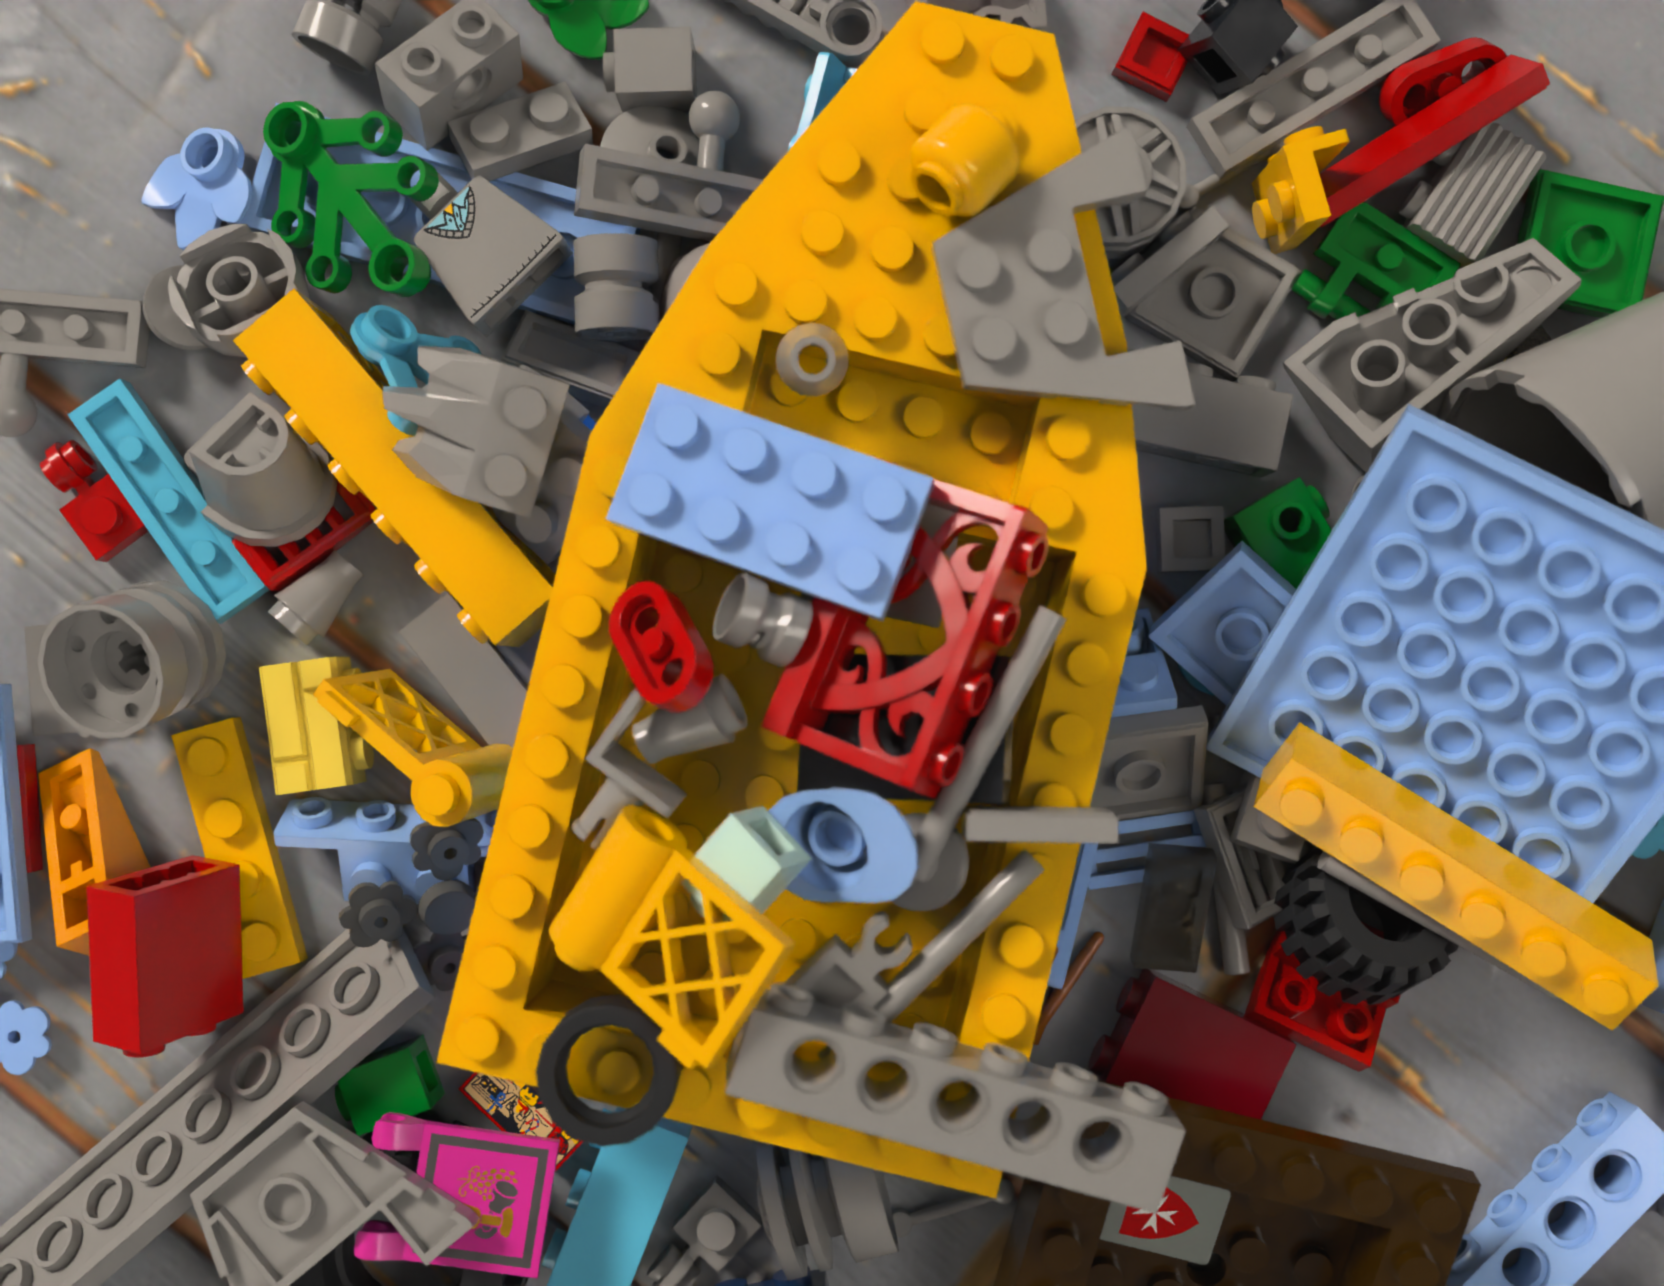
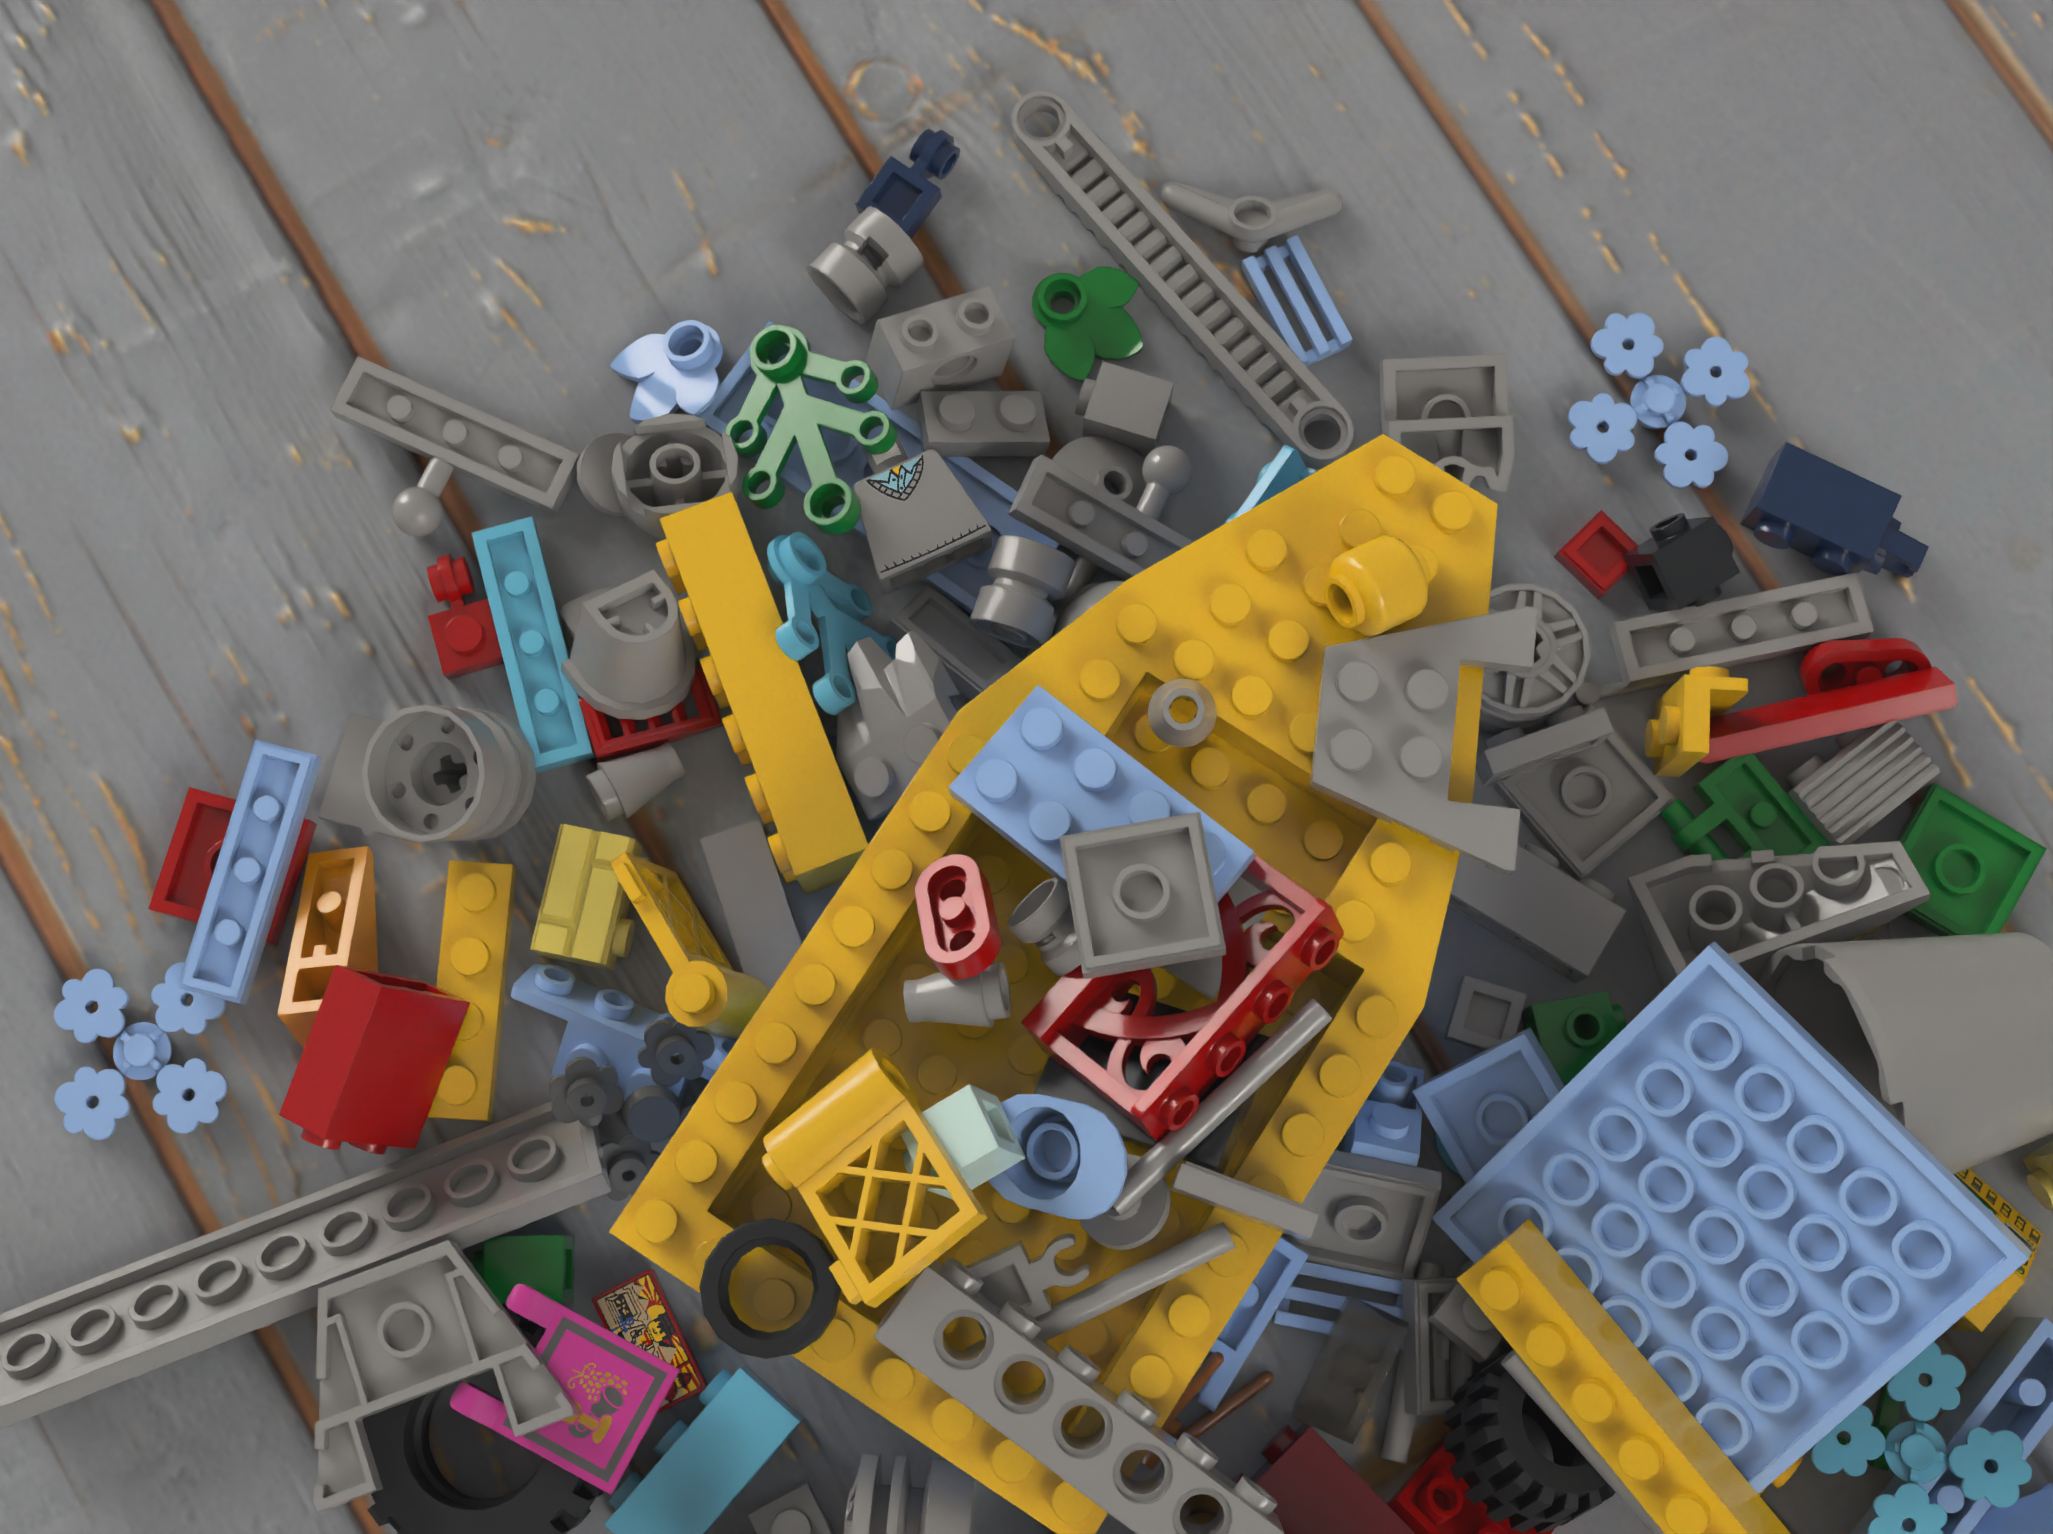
camera: 15 degrees right, 10 degrees down
(479, 427) = (857, 671): light grey plate -> none
(627, 779) = (883, 1025): light grey bracket -> none
(836, 564) = (1142, 895): none -> light grey tile

